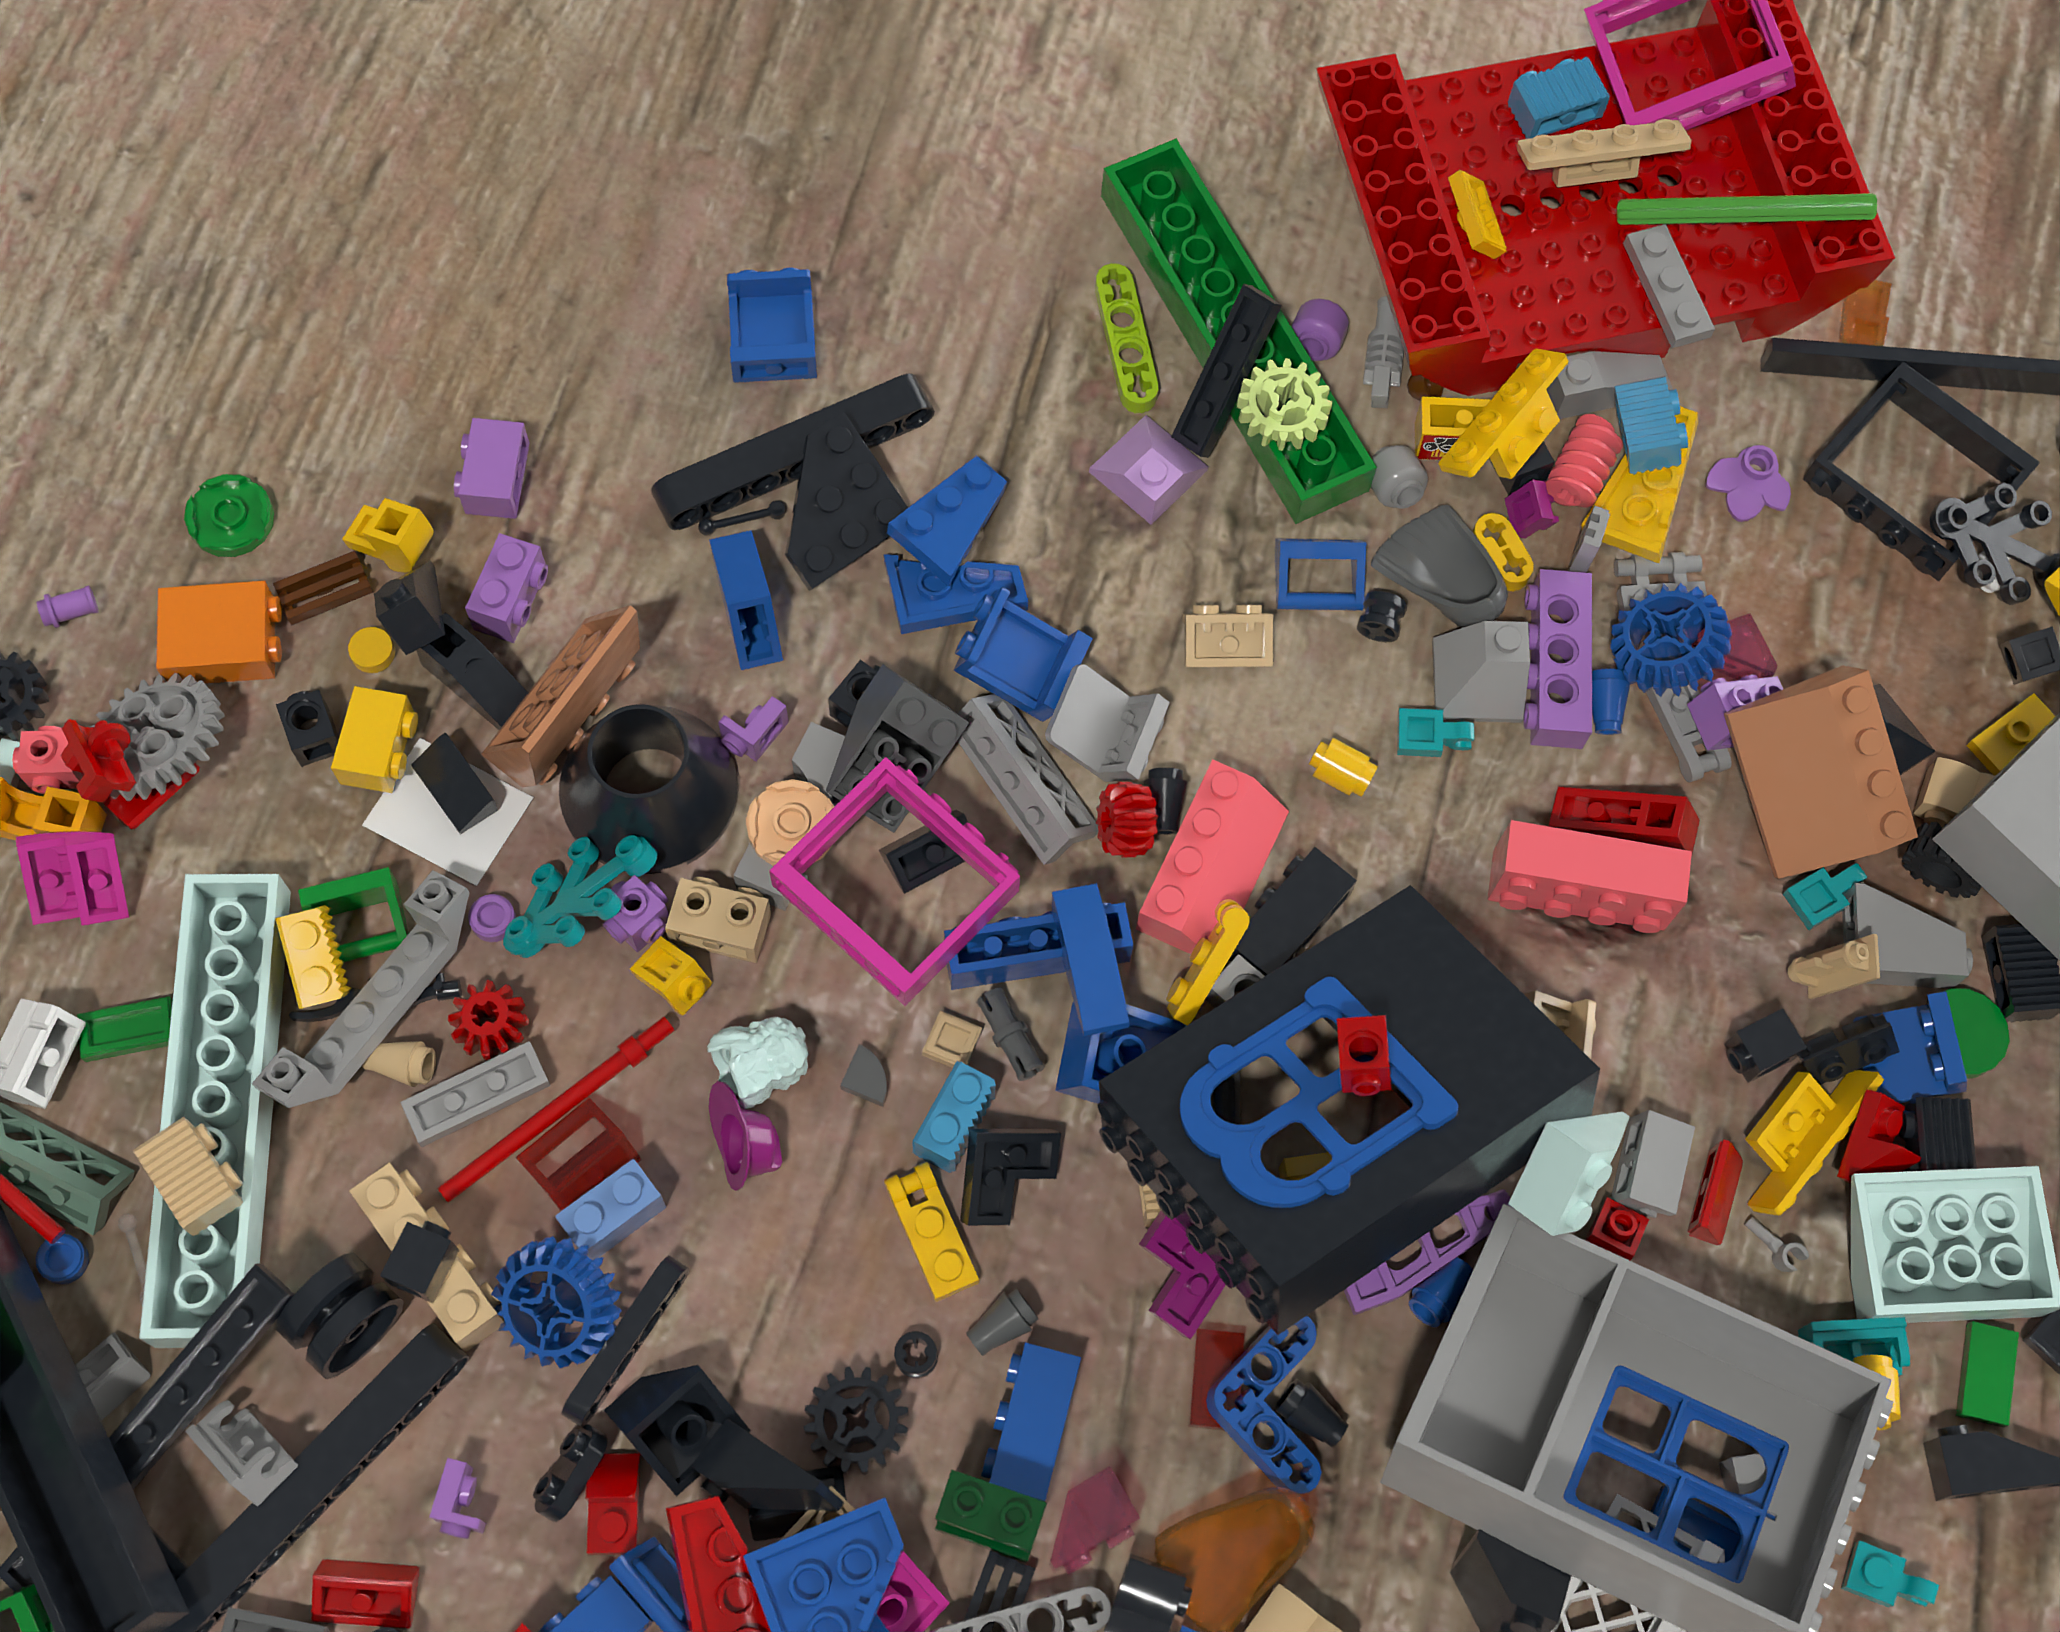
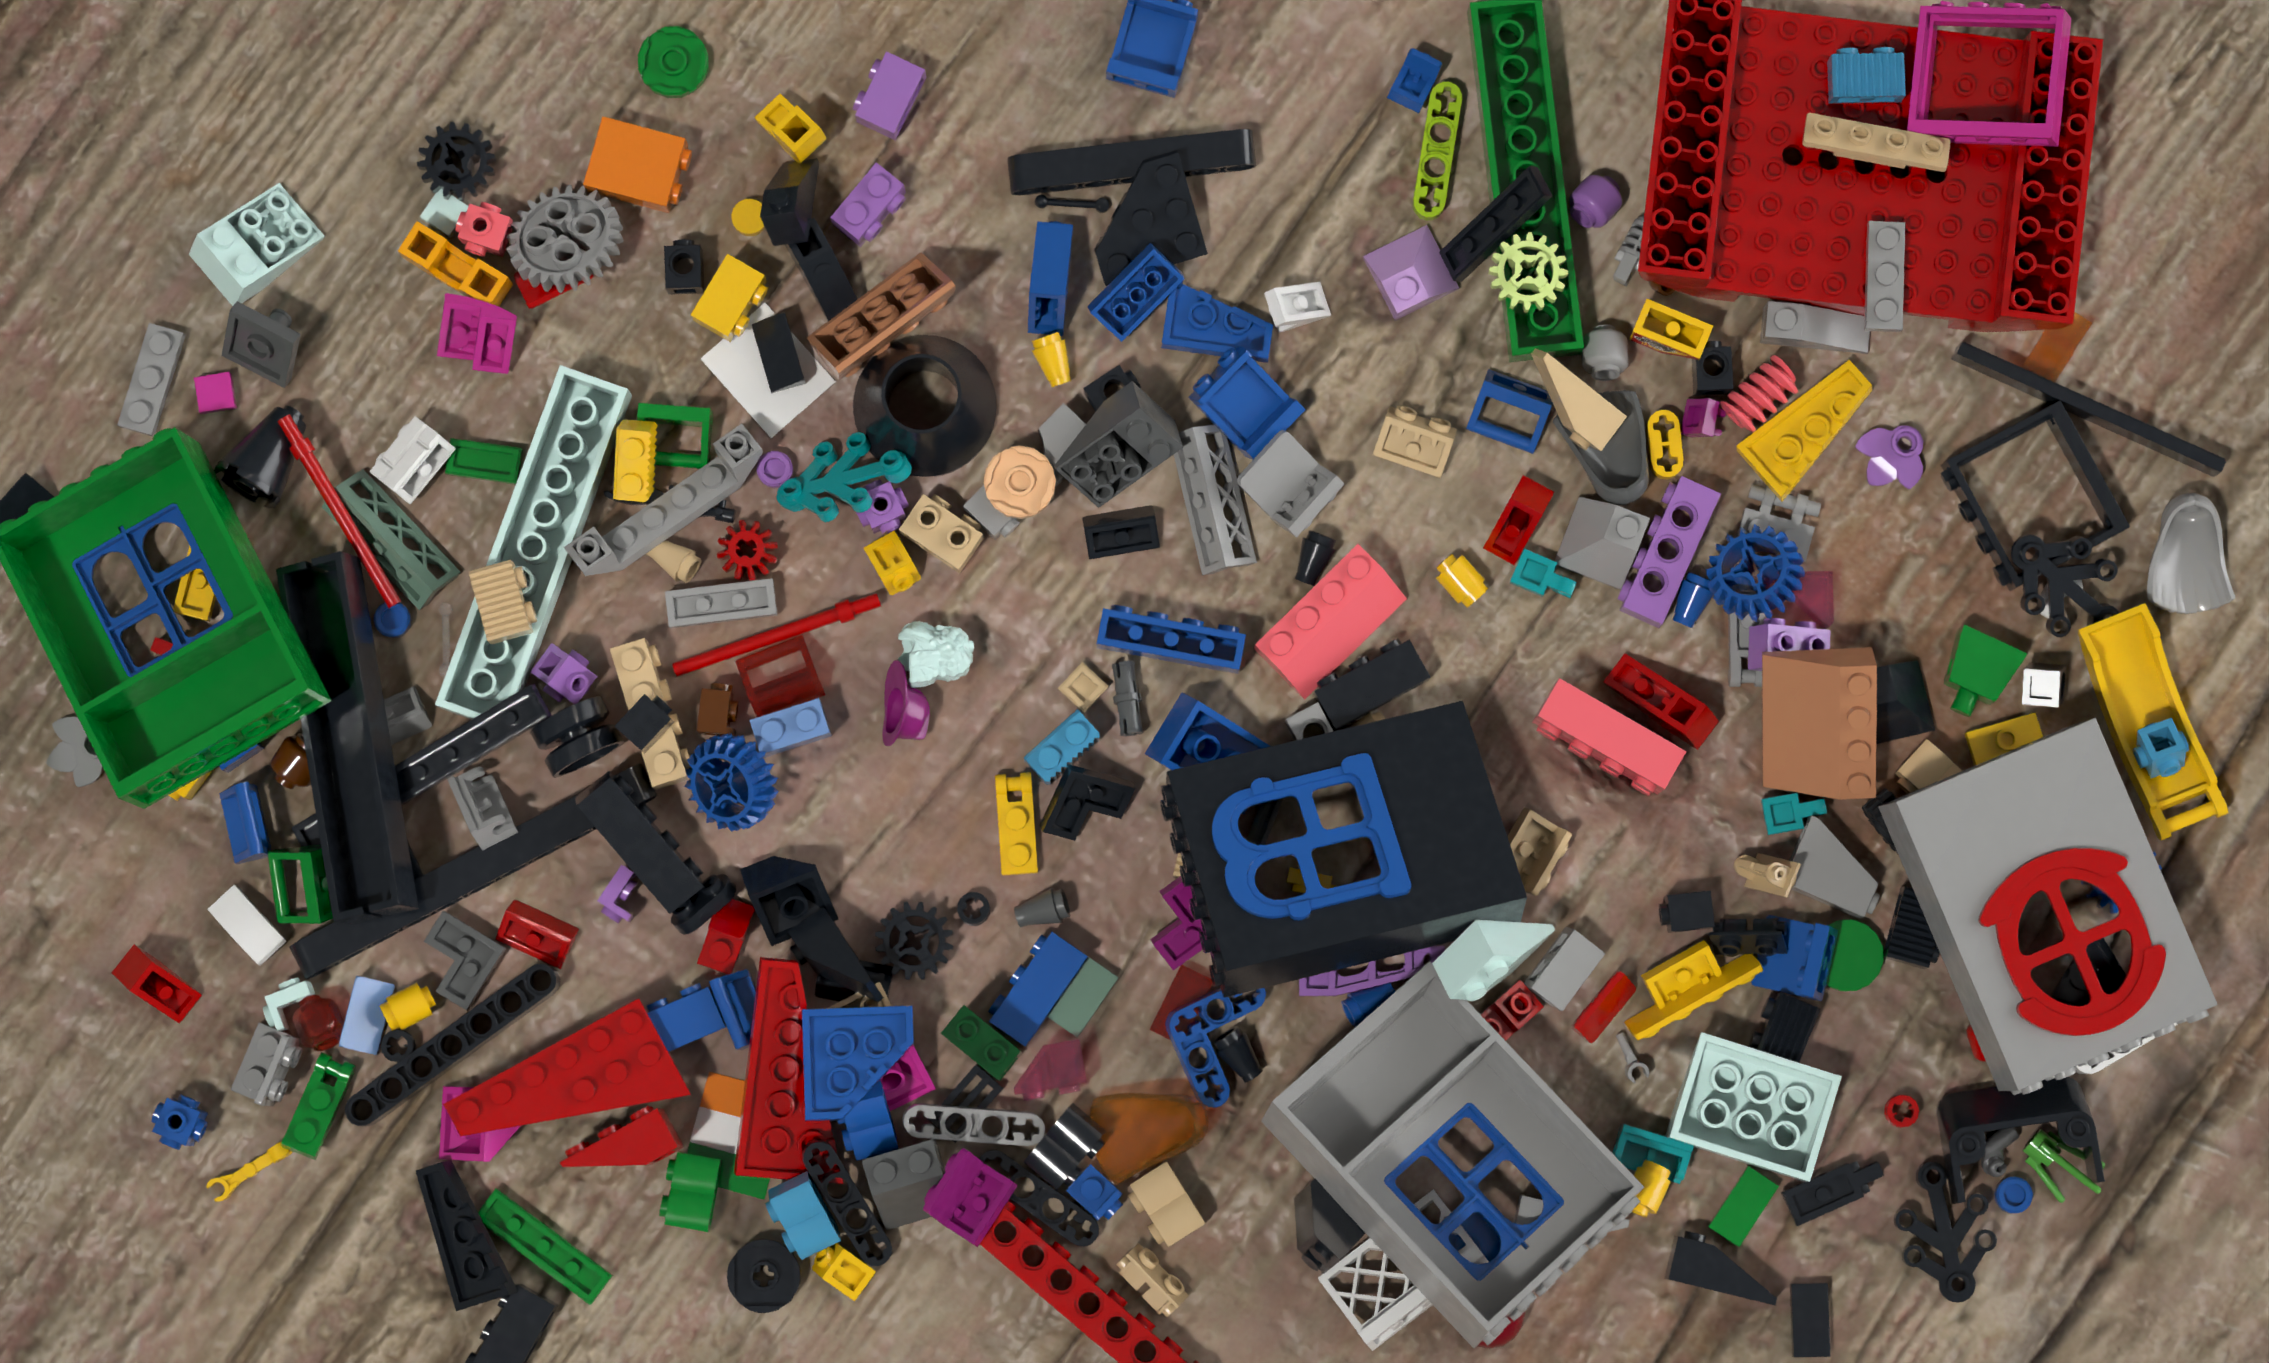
camera: 25 degrees right, 15 degrees up
(66, 606) = (528, 100): medium lavender pin -> none
(99, 756) = (523, 249): red hips -> none
(300, 1244) = (564, 674): none -> medium lavender brick
(320, 581) = (697, 140): reddish brown tile -> none
(461, 1419) = (639, 841): none -> black brick
(510, 1221) = (717, 710): none -> reddish brown brick
(625, 1342) = (771, 825): black beam -> none
(761, 729) = (1027, 389): medium lavender bracket -> none
(776, 678) = (1052, 358): none -> yellow cone
(850, 579) = (1136, 292): none -> blue piece
(865, 1077) = (1009, 692): dark grey tile -> none
(935, 815) = (1127, 517): dark pink window -> none
(949, 517) = (1232, 265): blue wing -> none
(1035, 539) = (1297, 305): none -> white slope
(1074, 270) = (1415, 80): none -> blue bracket
(1089, 959) = (1199, 673): blue slope -> none
(1092, 1415) = (1083, 997): none -> sand green tile
(1126, 819) = (1275, 565): red gear -> none
(1208, 961) = (1292, 700): yellow plate -> none
(1363, 1037) = (1358, 812): red brick -> none
(1379, 681) = (1518, 520): none -> red slope
(1381, 616) = (1543, 467): black wheel -> none
(1392, 527) = (1577, 404): none -> tan slope
(1477, 214) = (1752, 161): yellow plate -> none
(1511, 422) = (1707, 347): yellow bracket -> none
(1589, 540) = (1728, 468): light grey tile -> none
(1649, 424) = (1823, 383): dark azure brick -> none
(1747, 209) = (1970, 238): bright green axle -> none
(1872, 1139) = (1731, 1013): red slope -> none
(1880, 1578) = (1597, 1313): teal plate -> none
(1952, 665) = (1979, 668): none -> green torso

